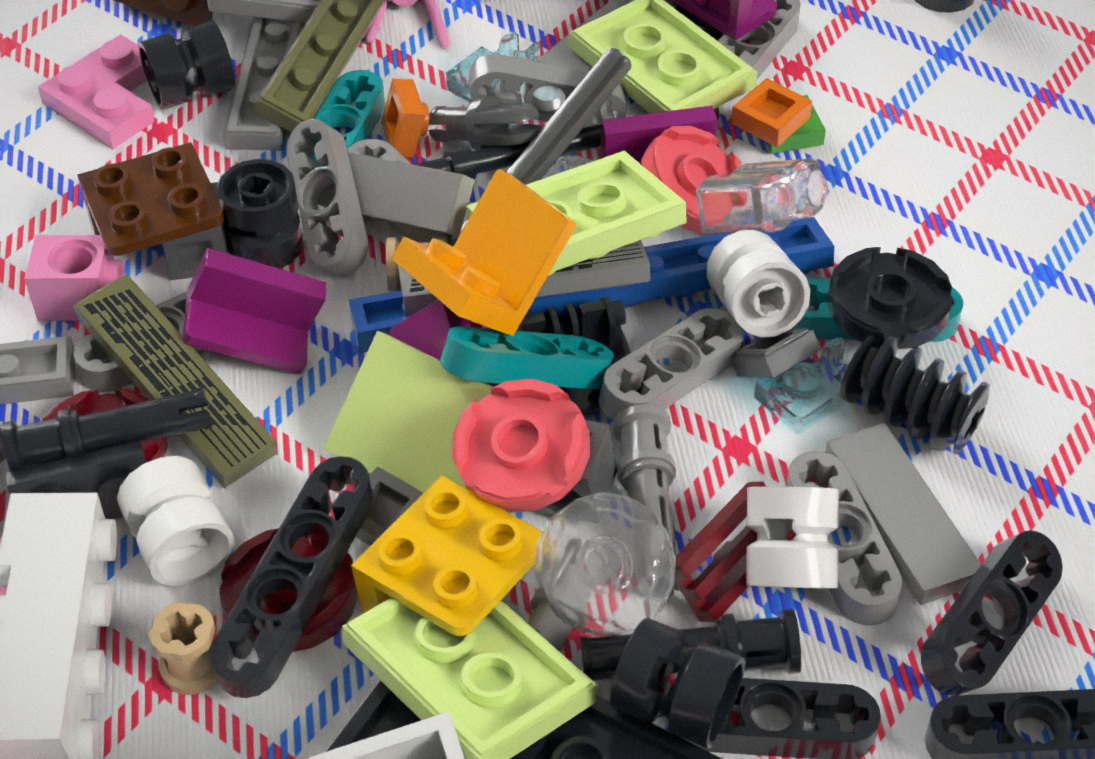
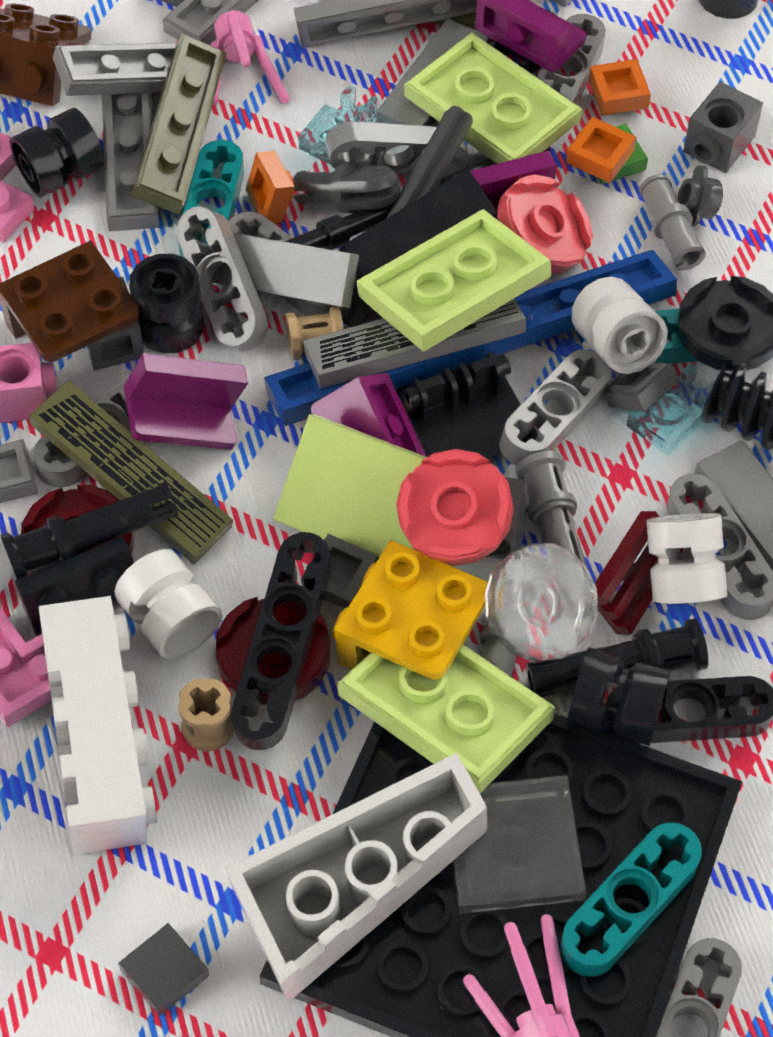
camera: 10 degrees left, 10 degrees up
(497, 257) = (400, 335): light orange bracket -> none
(546, 357) = (438, 422): teal beam -> none
(556, 152) = (418, 222): none -> black tile
(761, 196) = (608, 239): clear brick -> none
(806, 60) = (619, 87): none -> orange plate
(843, 195) = (672, 222): none -> light grey pin
(877, 170) = (701, 195): none -> dark grey plate
(914, 106) = (722, 127): none -> dark grey brick

